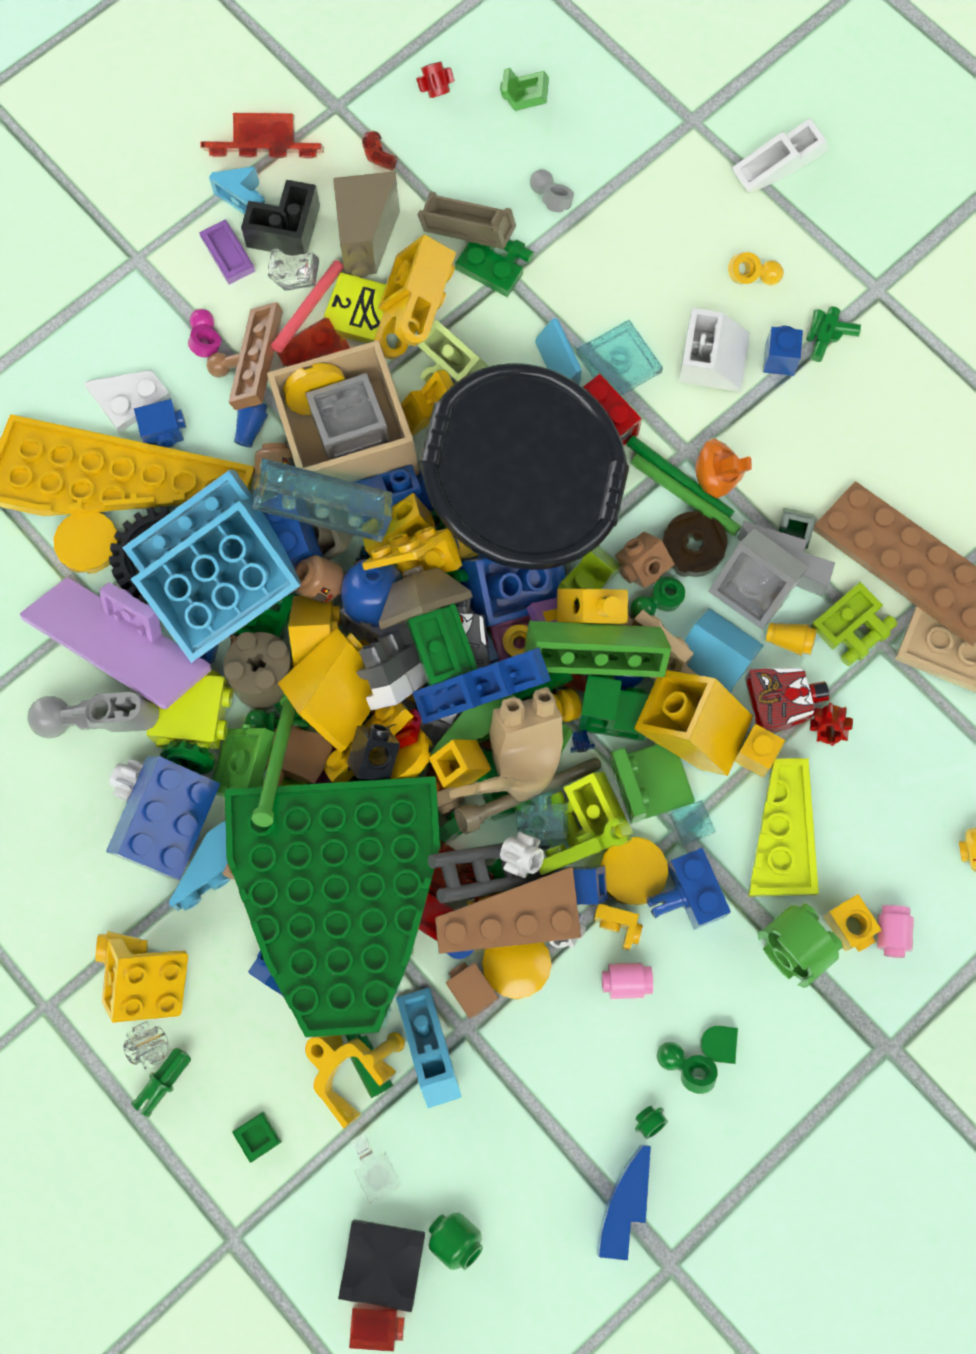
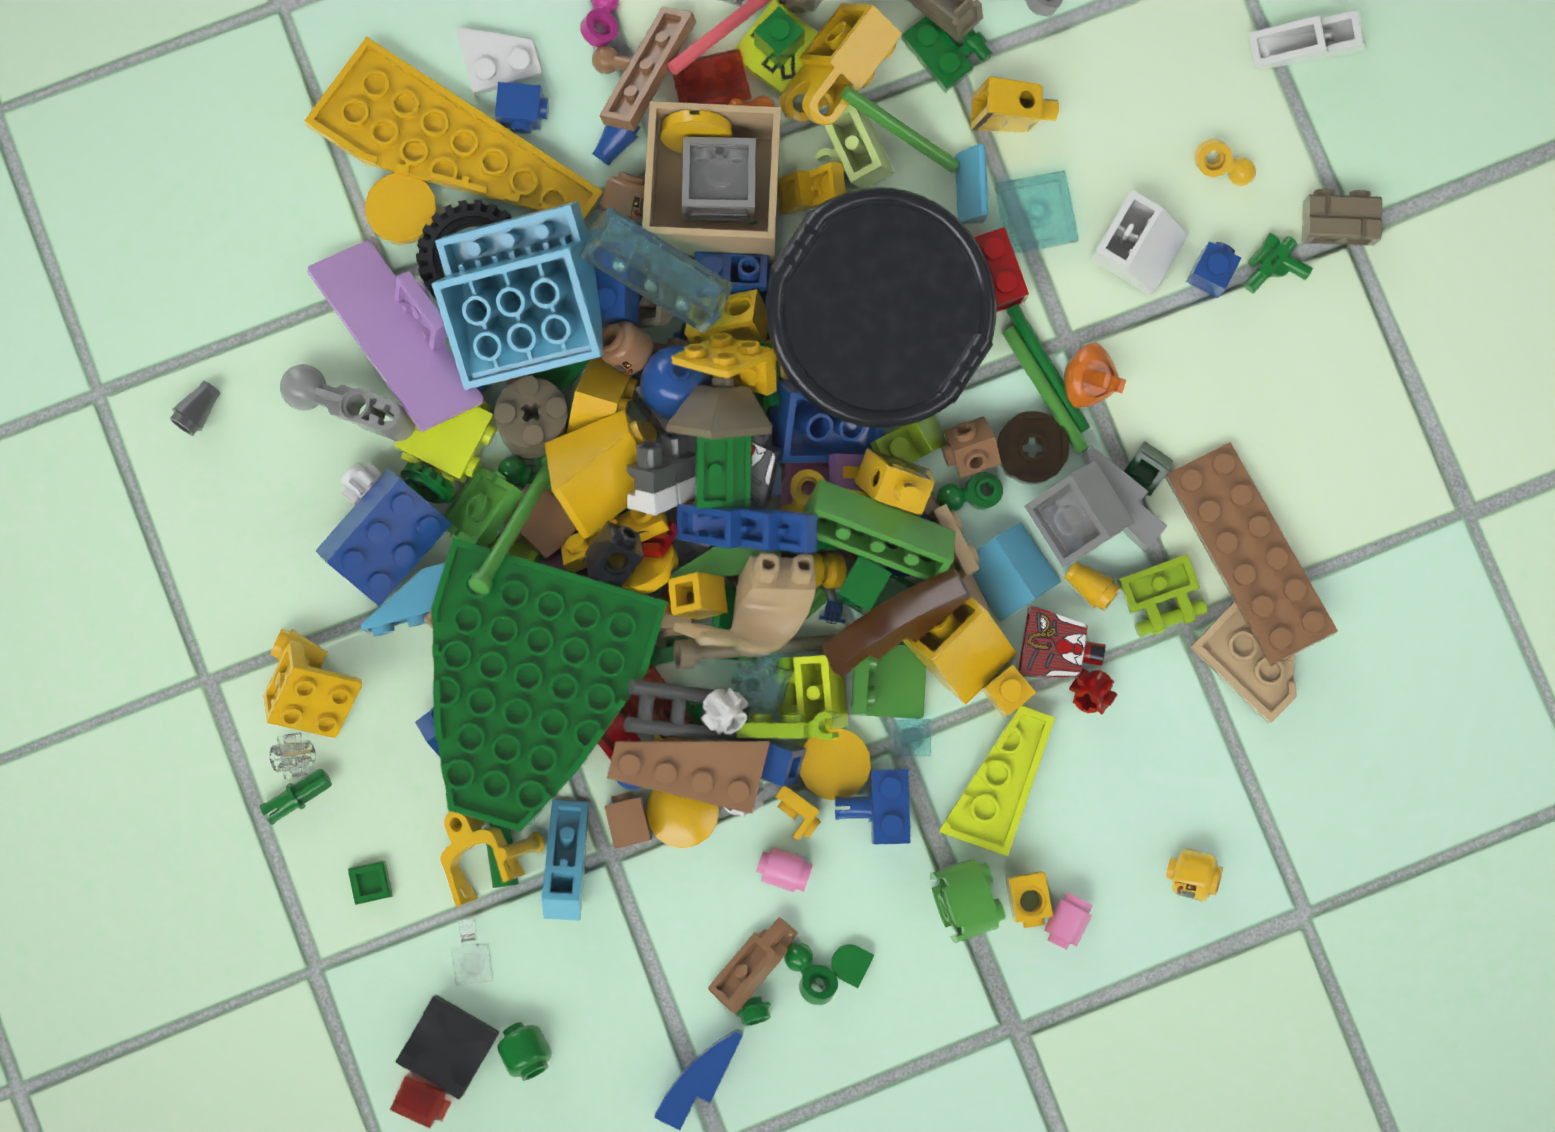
camera: 15 degrees right, 10 degrees up
(356, 294) = (779, 37): none -> green brick
(482, 329) = (899, 129): none -> bright green bar
(564, 283) = (1010, 106): none -> yellow torso
(632, 1079) = (752, 965): none -> medium nougat hinge
(645, 713) = (902, 616): none -> reddish brown slope
(867, 277) = (1342, 218): none -> dark tan brick

